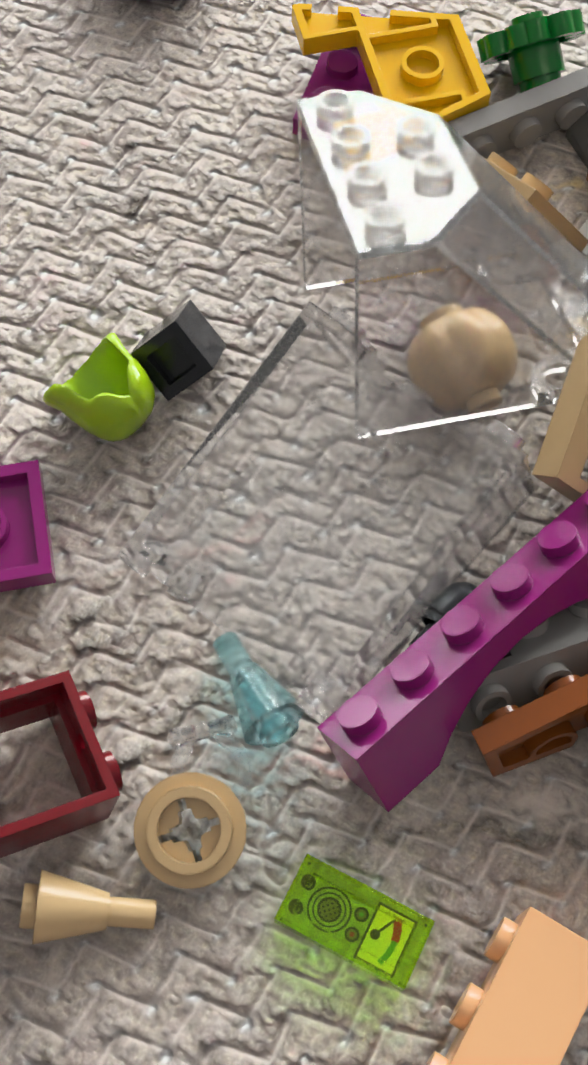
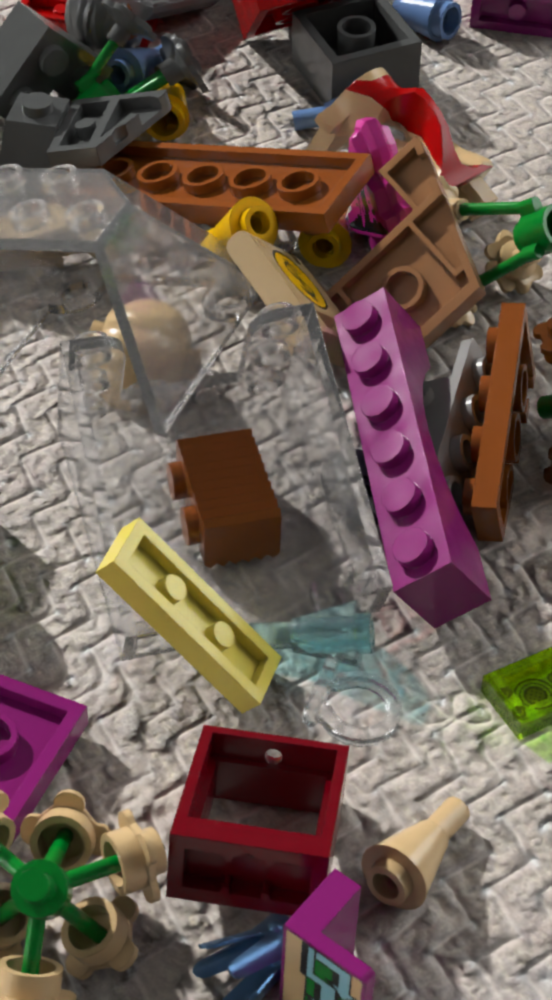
camera: 55 degrees left, 20 degrees down
(163, 587) = (189, 615): none -> light yellow plate
(176, 861) = (433, 727): tan gear -> none
(339, 526) = (226, 498): none -> dark orange brick

